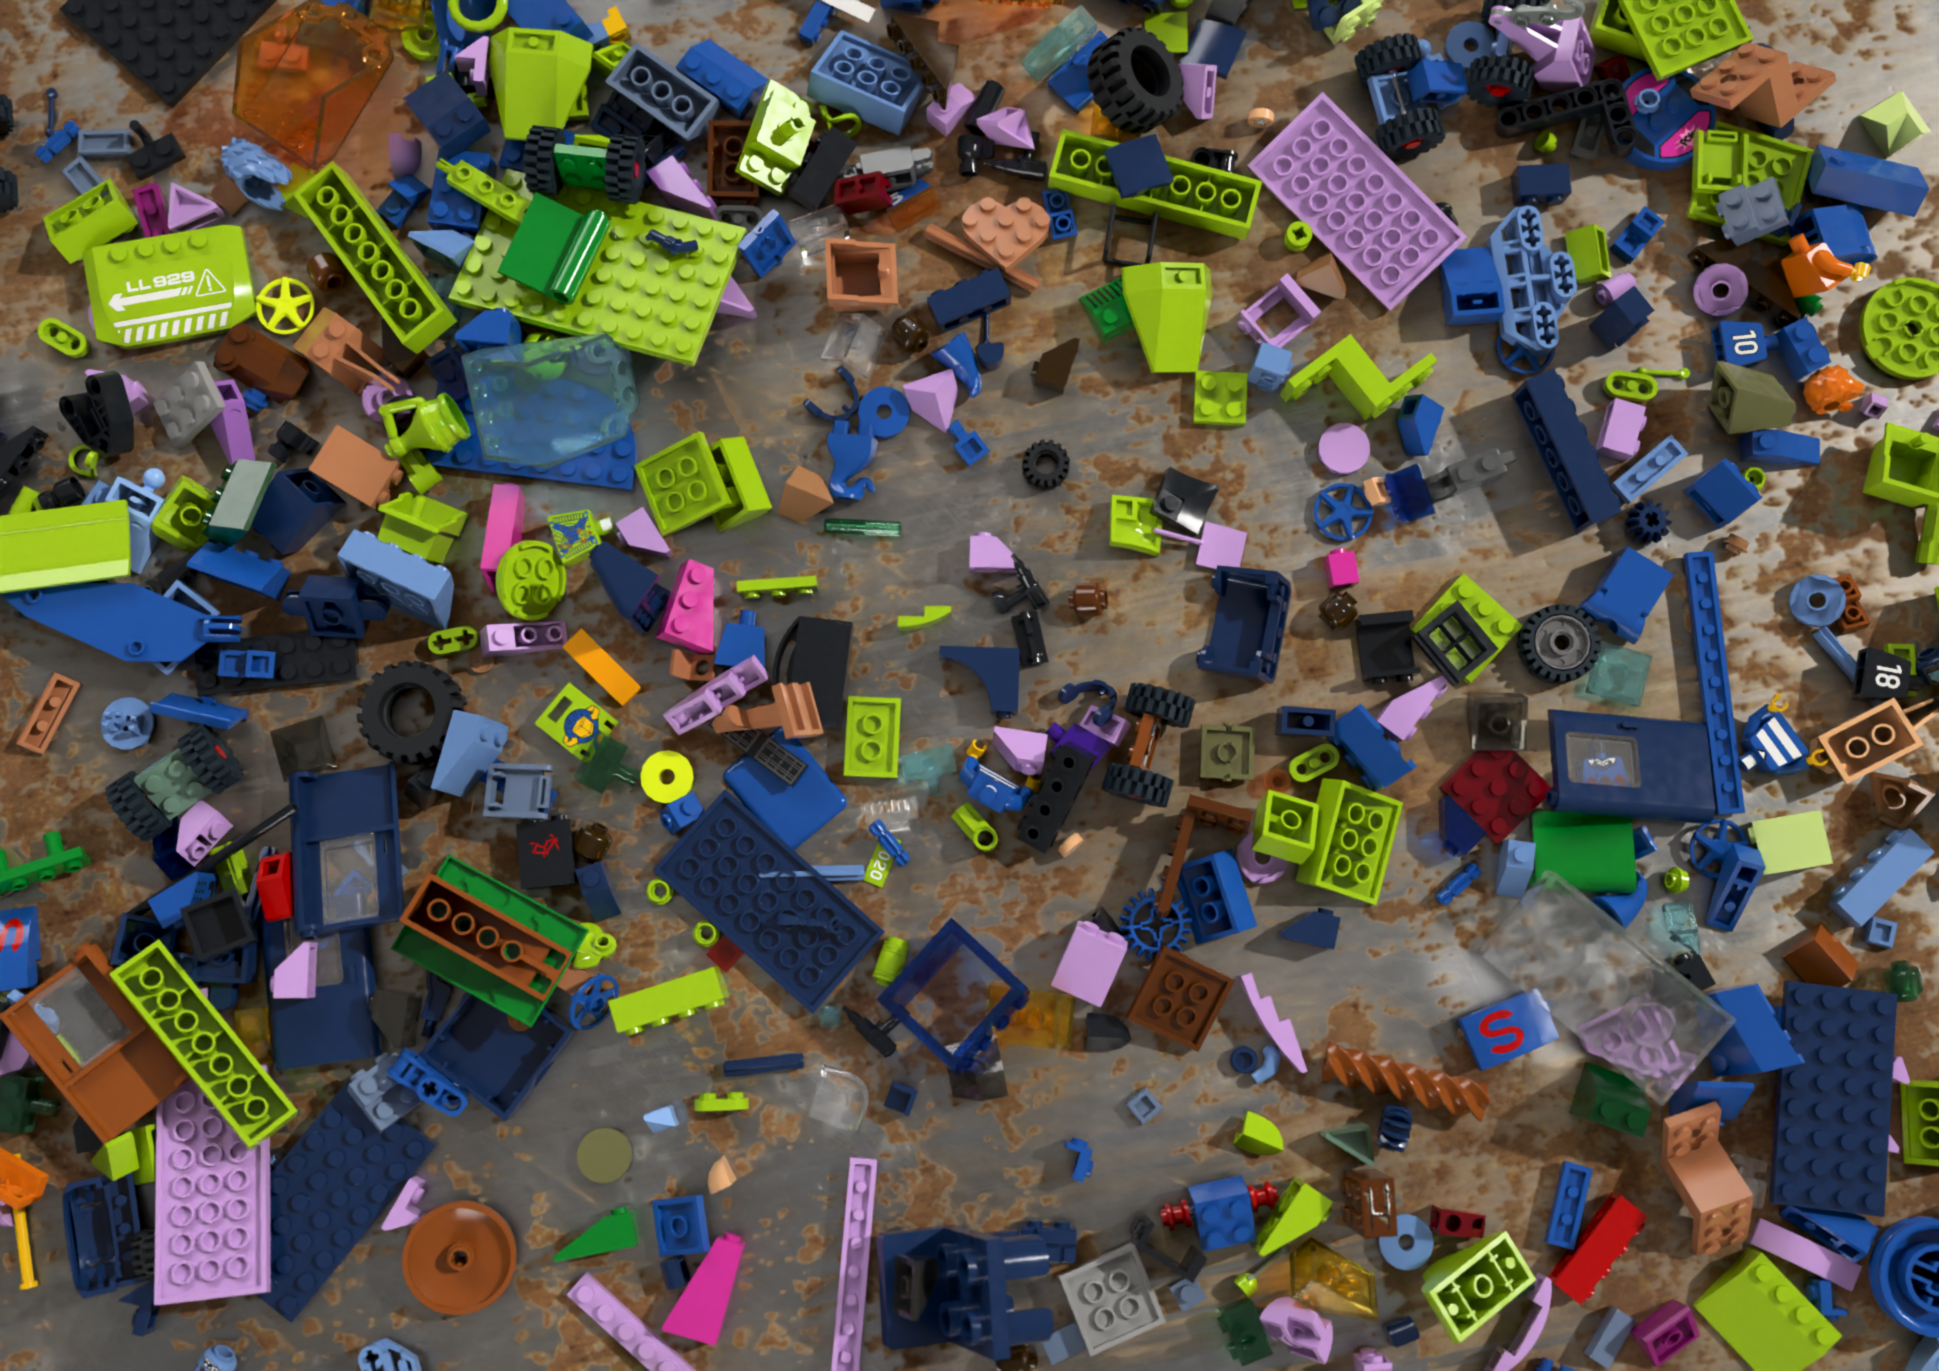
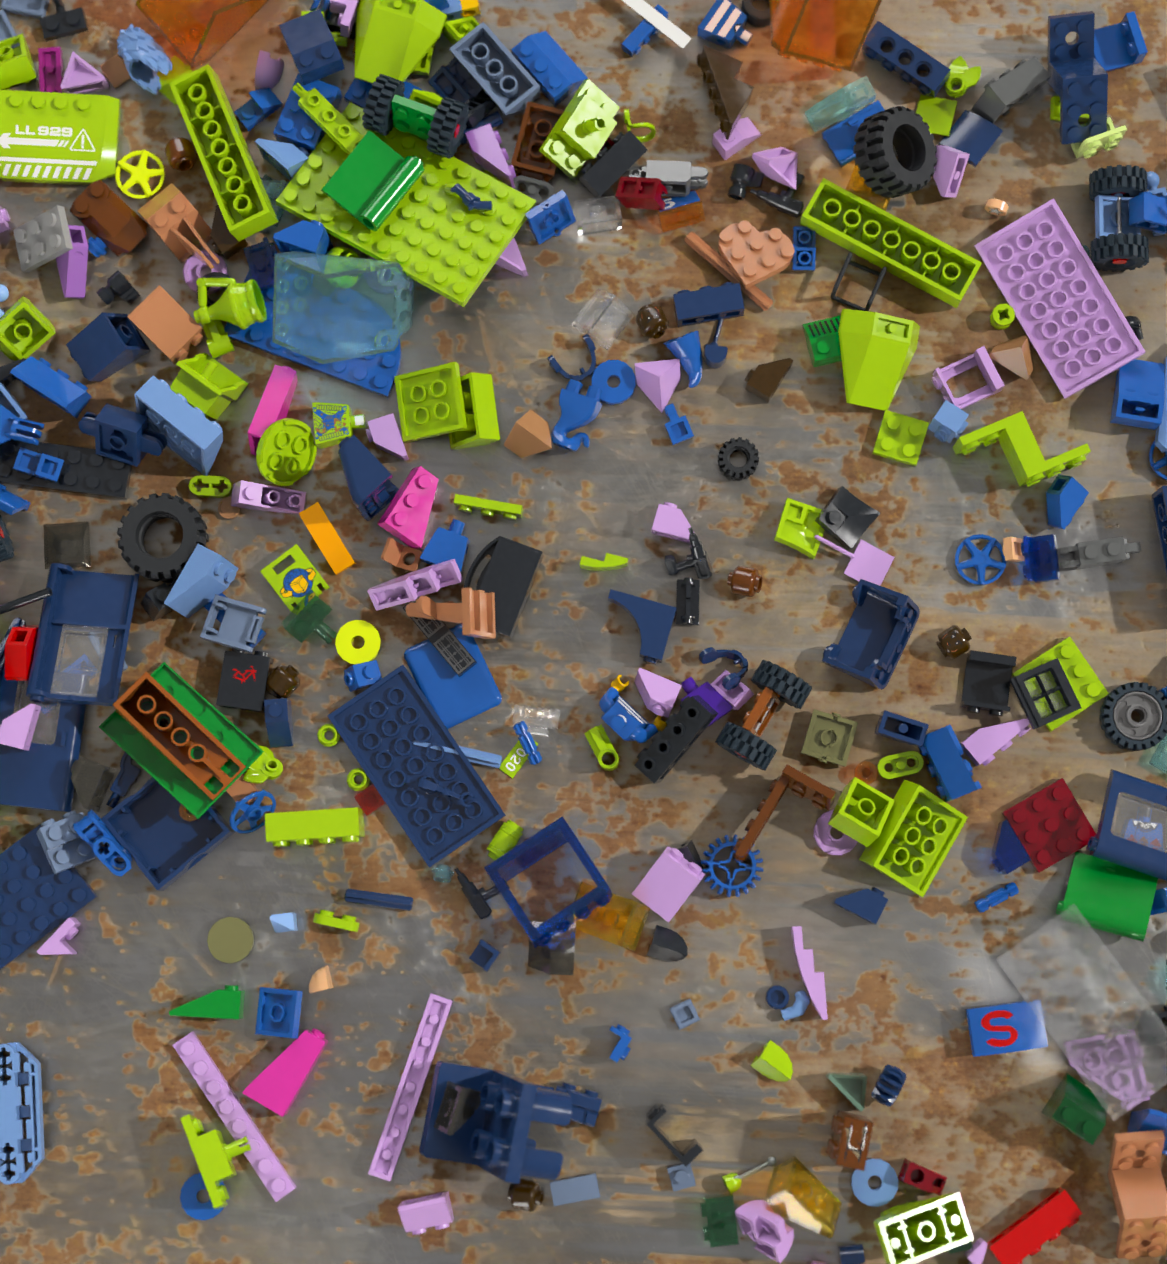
camera: 25 degrees right, 0 degrees up
(236, 500) = (63, 328): slope -> none
(453, 1282) = (90, 1013): dark orange dish -> none
(675, 1272) = (264, 1049): dark blue brick -> none
(840, 1099) = (434, 943): clear brick -> none
(860, 275) = (622, 262): nougat piece -> none
(862, 527) = (571, 474): clear green axle -> none
(866, 82) = (668, 99): medium blue slope -> none
(872, 737) = (535, 651): lime plate -> none
(929, 766) = (576, 687): clear light blue plate -> none
(986, 103) = (764, 141): black axle -> none
(1070, 844) = (678, 782): light nougat tile -> none
(1111, 1299) = (616, 1164): light grey plate -> none
(1138, 166) = (879, 225): dark blue slope -> none
(1180, 998) = (736, 931): reddish brown plate -> none
(1215, 897) = (788, 855): blue slope -> none
(1216, 158) = (949, 234): black piece -> none
(1221, 1211) = (726, 1116): blue brick -> none
(1295, 1214) = (787, 1134): lime slope -> none
(1341, 569) = (965, 607): dark pink brick -> none
(1343, 448) = (994, 506): lavender tile -> none
(1404, 1081) = (907, 1049): dark orange piece -> none
(1497, 721) = (1065, 768): clear smoke slope -> none
(1514, 867) = (1047, 895): medium blue slope -> none
(1568, 1205) = (1019, 1187): blue plate -> none
(1624, 906) = (1130, 951): blue hat -> none

